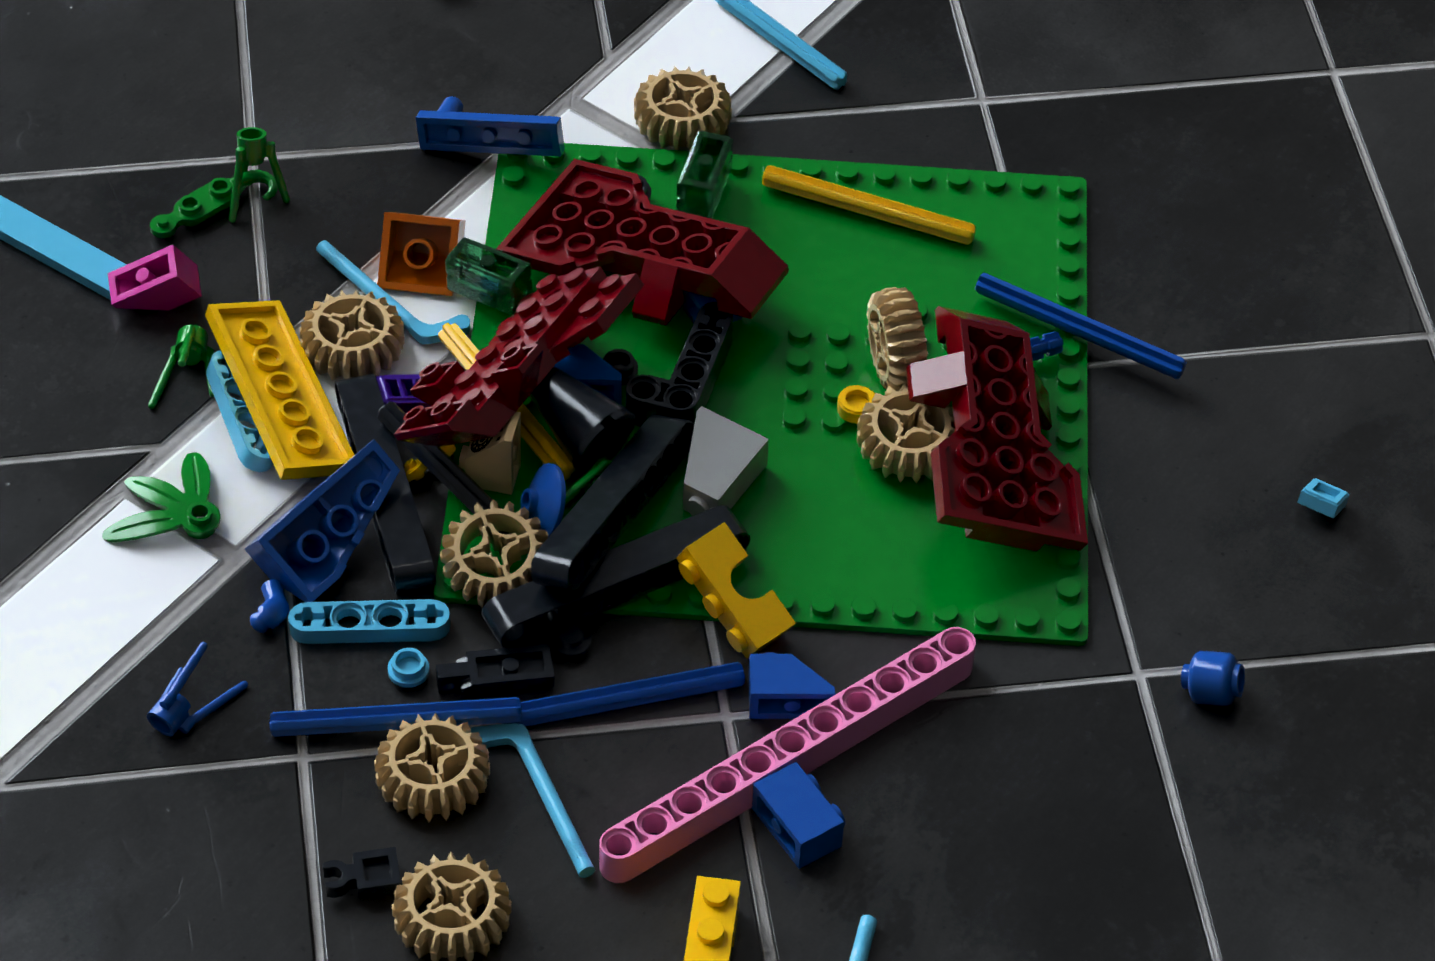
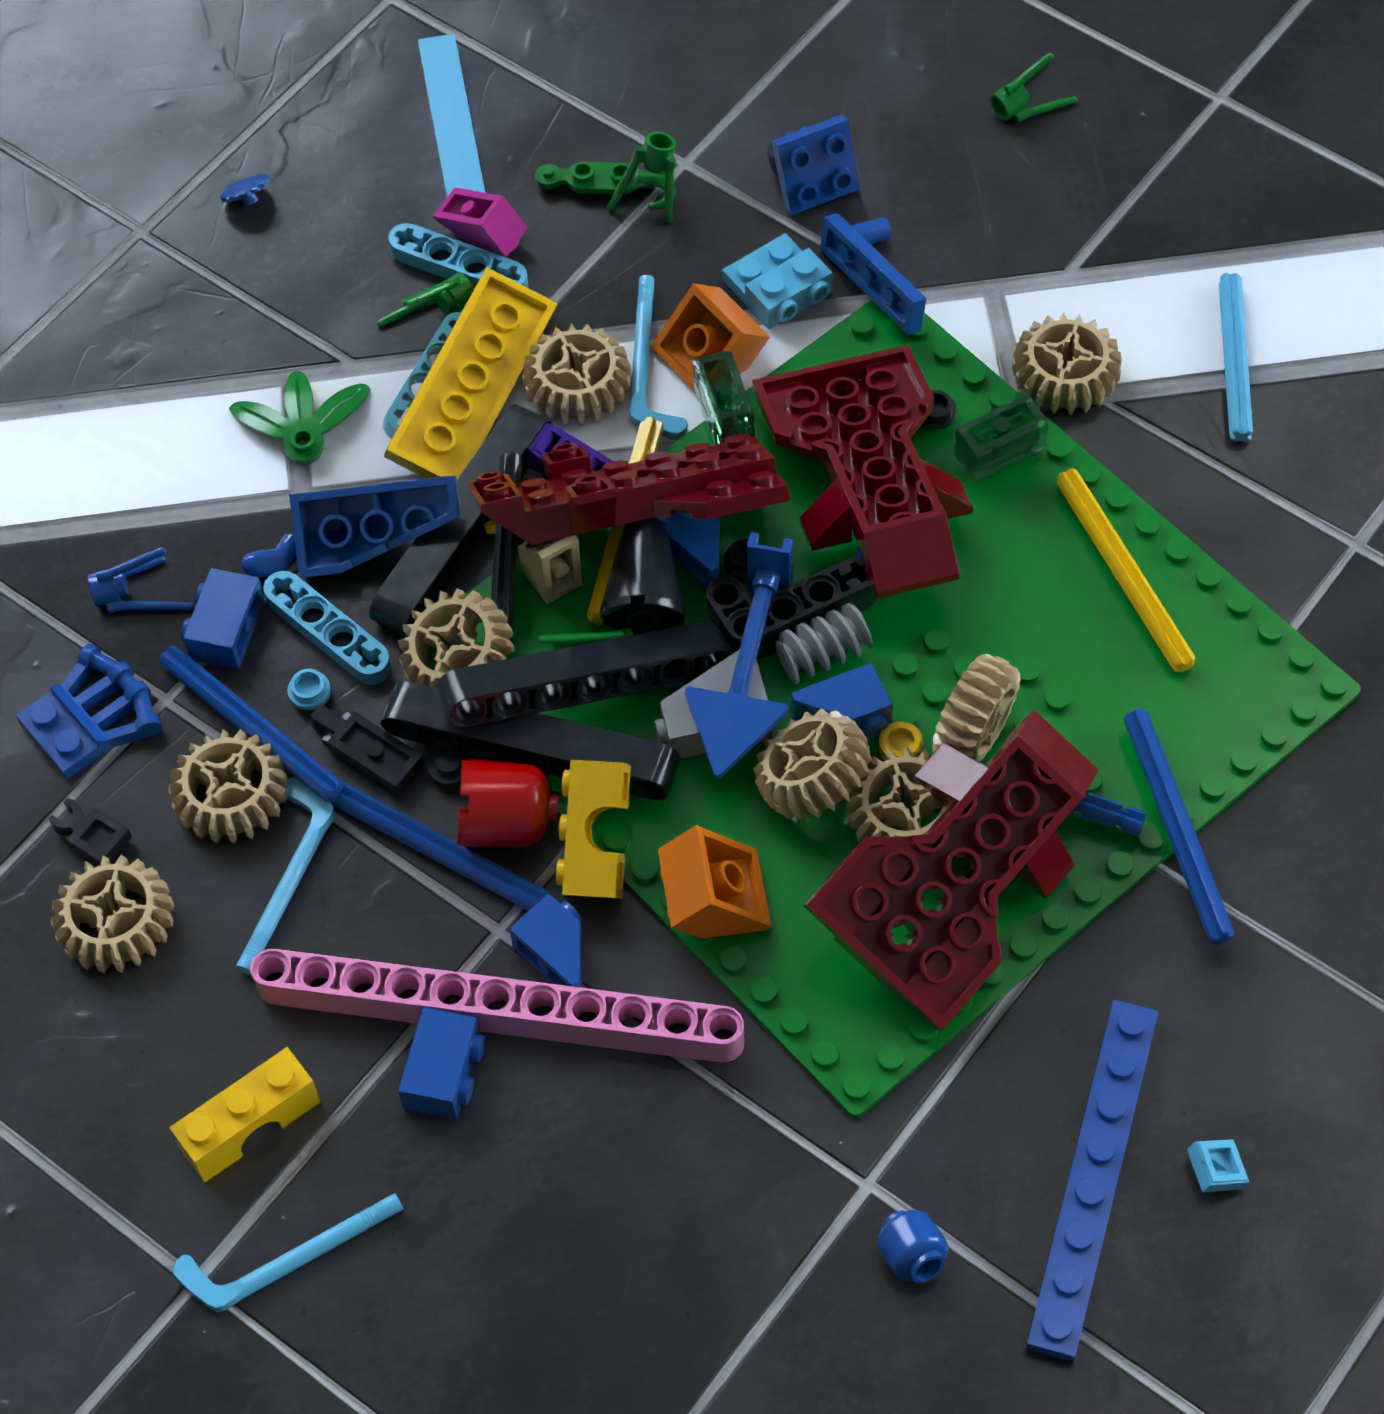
camera: 50 degrees right, 10 degrees up
(159, 317) = (461, 255): none -> medium azure beam
(259, 829) = (65, 729): none -> blue plate
(289, 667) = (223, 618): none -> blue brick
(358, 89) = (814, 164): none -> blue plate
(420, 183) = (779, 280): none -> medium azure plate
(546, 497) = (531, 626): blue dish -> none
(645, 629) = (505, 804): none -> red cylinder
(739, 376) = (822, 640): none -> light grey piece
(743, 458) = (731, 720): none -> blue piece
(801, 402) = (852, 694): none -> blue slope
(835, 440) = (812, 764): none -> tan gear
(845, 571) = (713, 885): none -> orange slope
(1264, 565) = (1092, 1182): none -> blue plate

